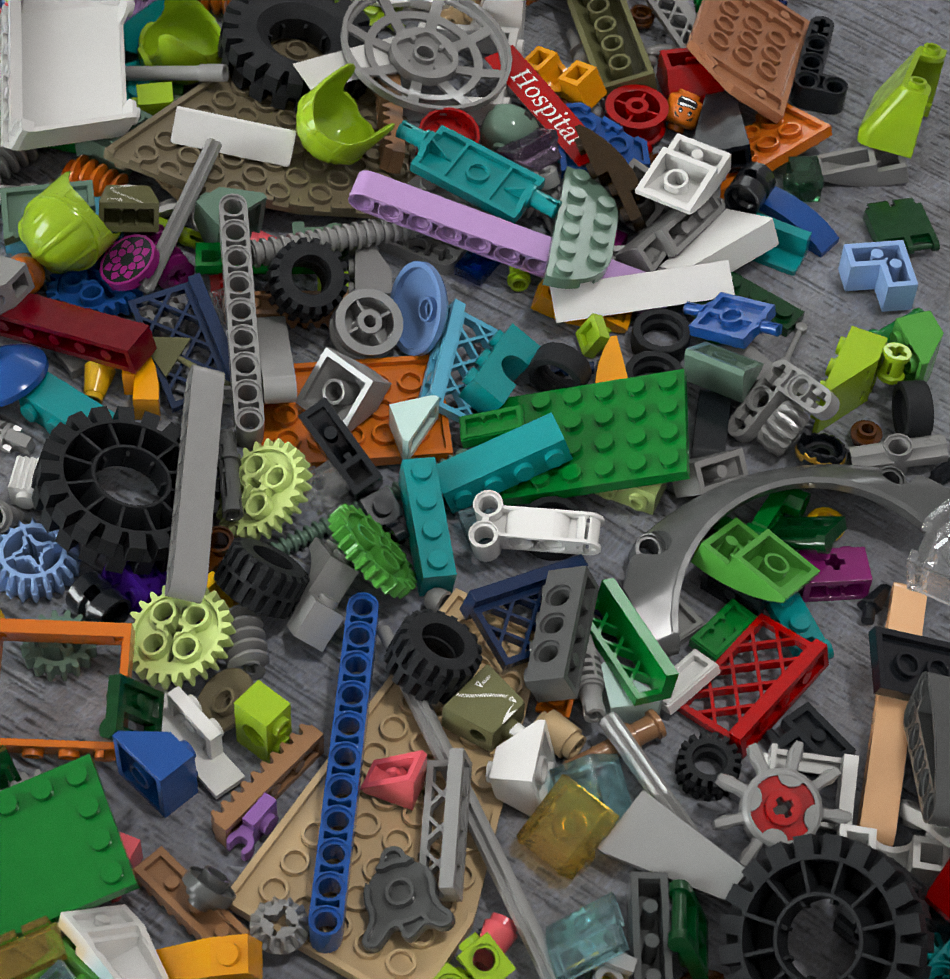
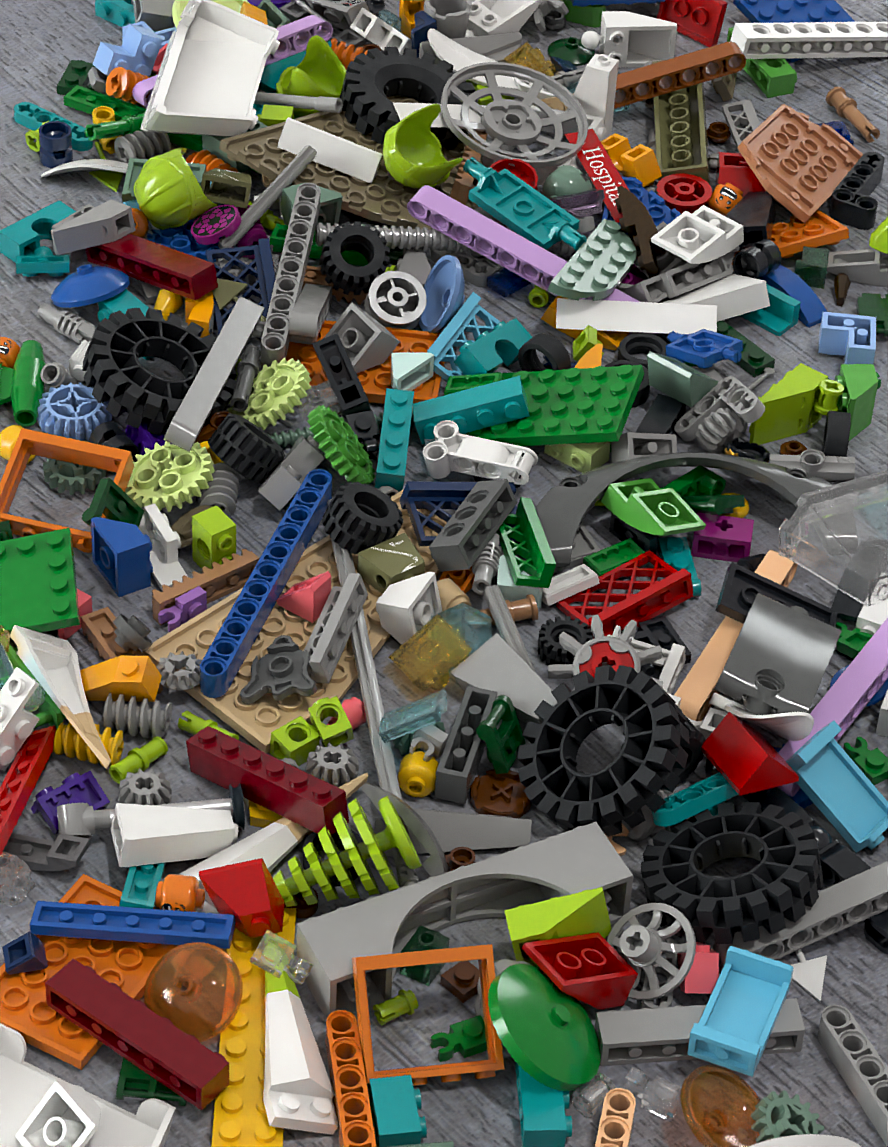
camera: 15 degrees right, 10 degrees down
(840, 196) = (841, 286): none -> dark brown bar

